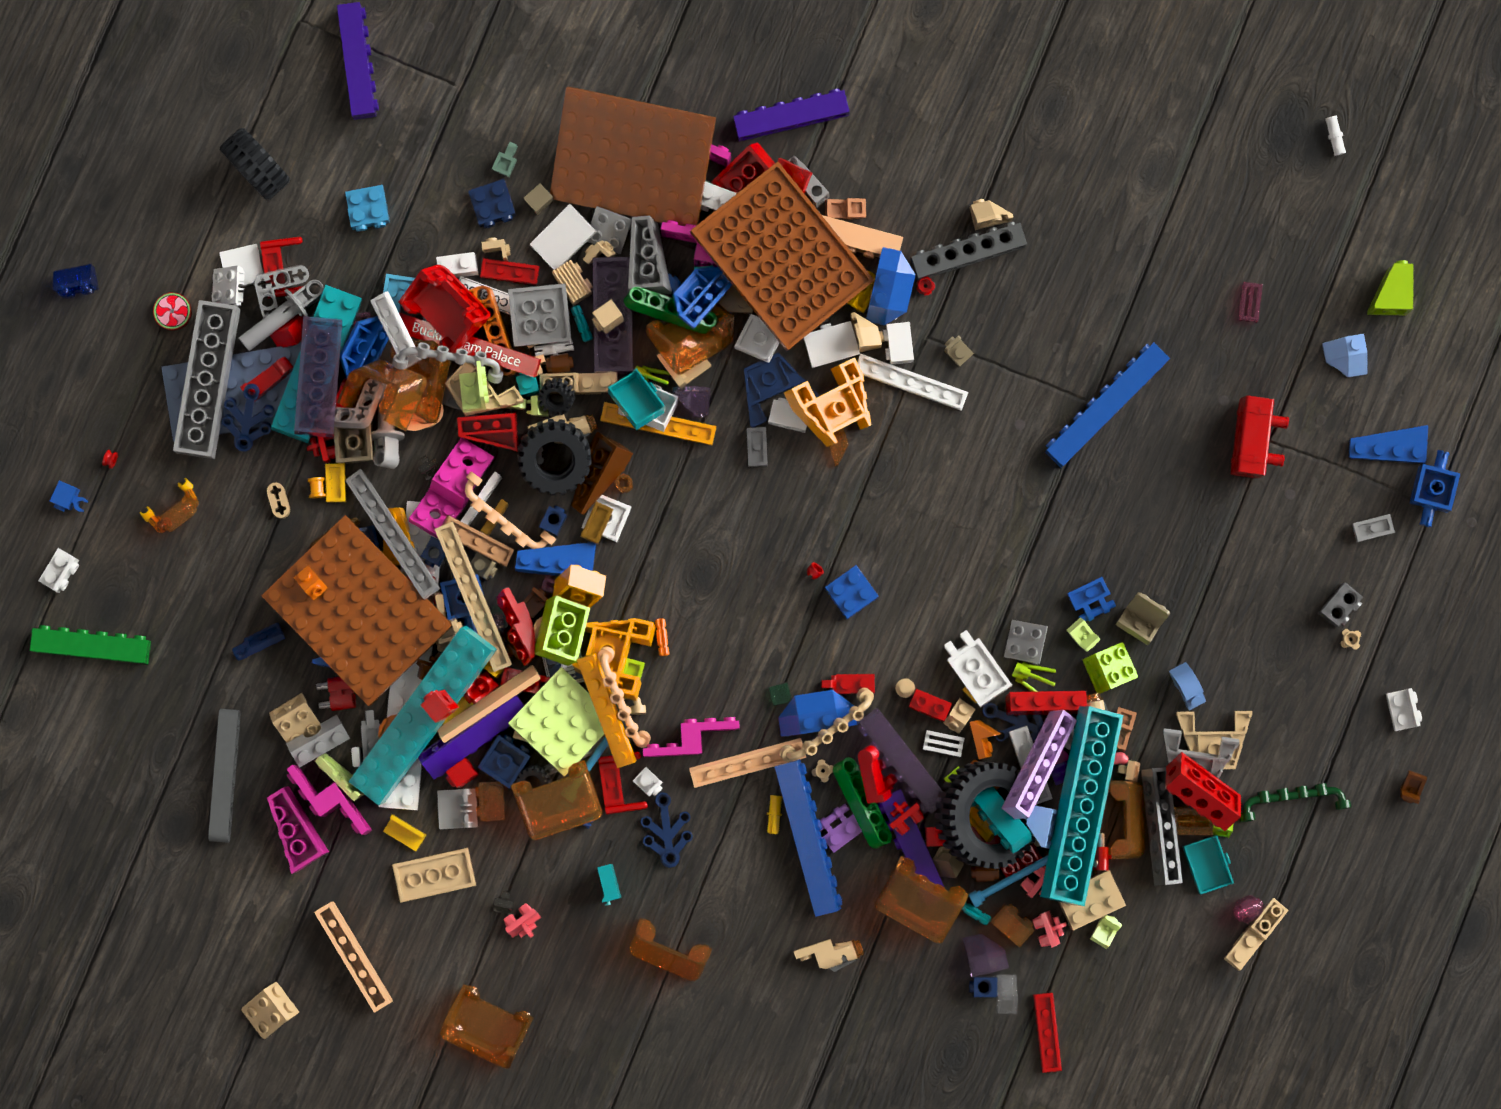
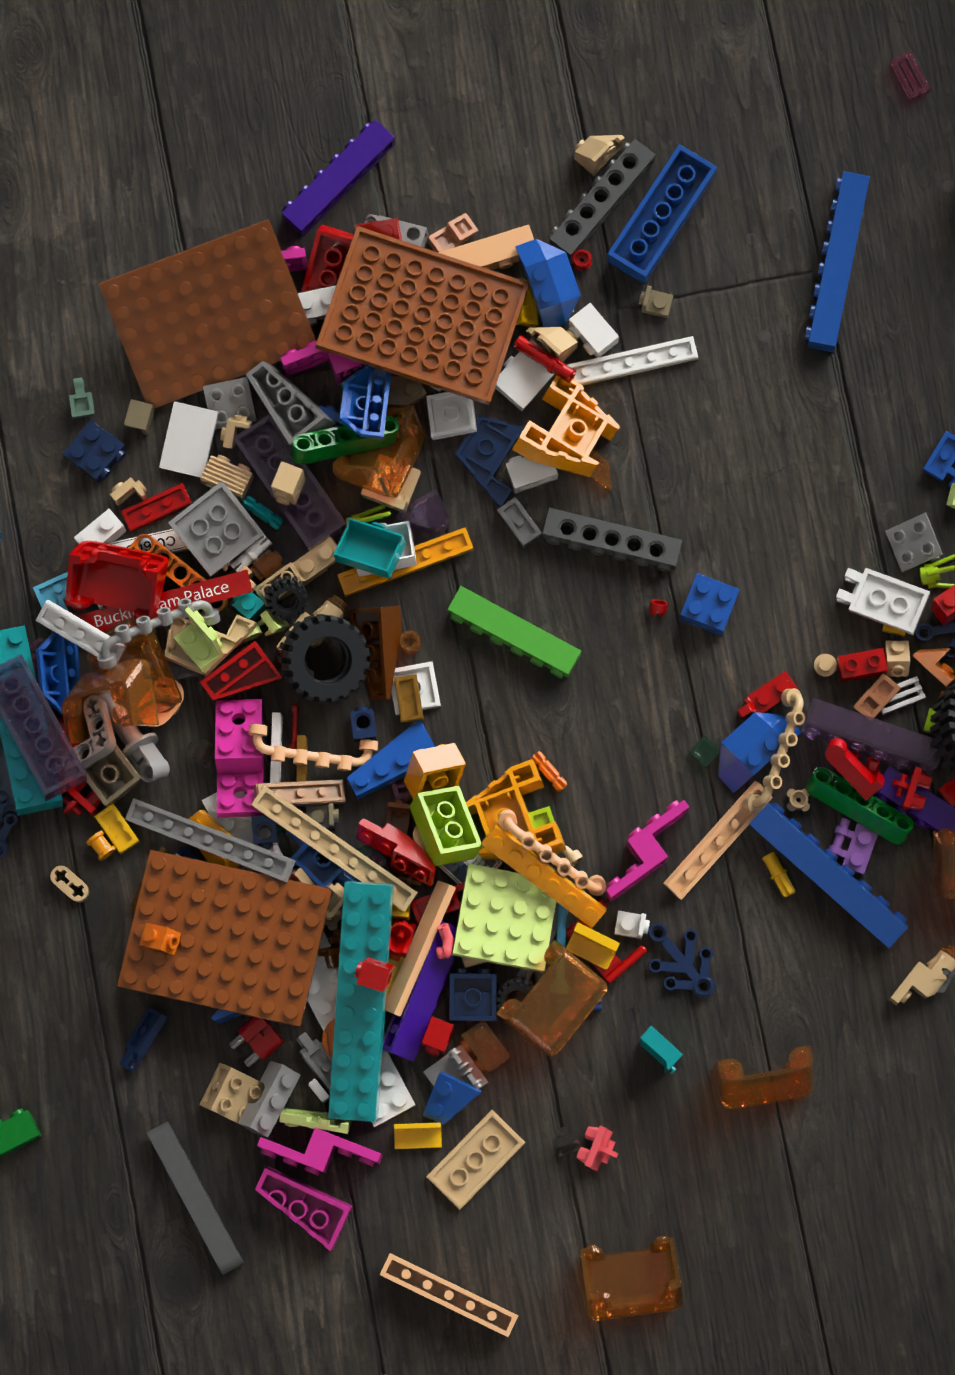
camera: 30 degrees left, 5 degrees down
(442, 821) = (449, 1098): none -> blue wing
(506, 717) = (448, 942): none -> coral arm
(513, 479) = (295, 708): none -> red hinge
(609, 780) = (592, 946): none -> yellow panel
(701, 522) = (514, 632): none -> bright green brick
(784, 462) = (602, 529): none -> dark grey brick
(852, 349) = (551, 363): none -> red pin
(925, 735) = (877, 697): none -> nougat slope
(1003, 290) = (661, 214): none -> blue brick

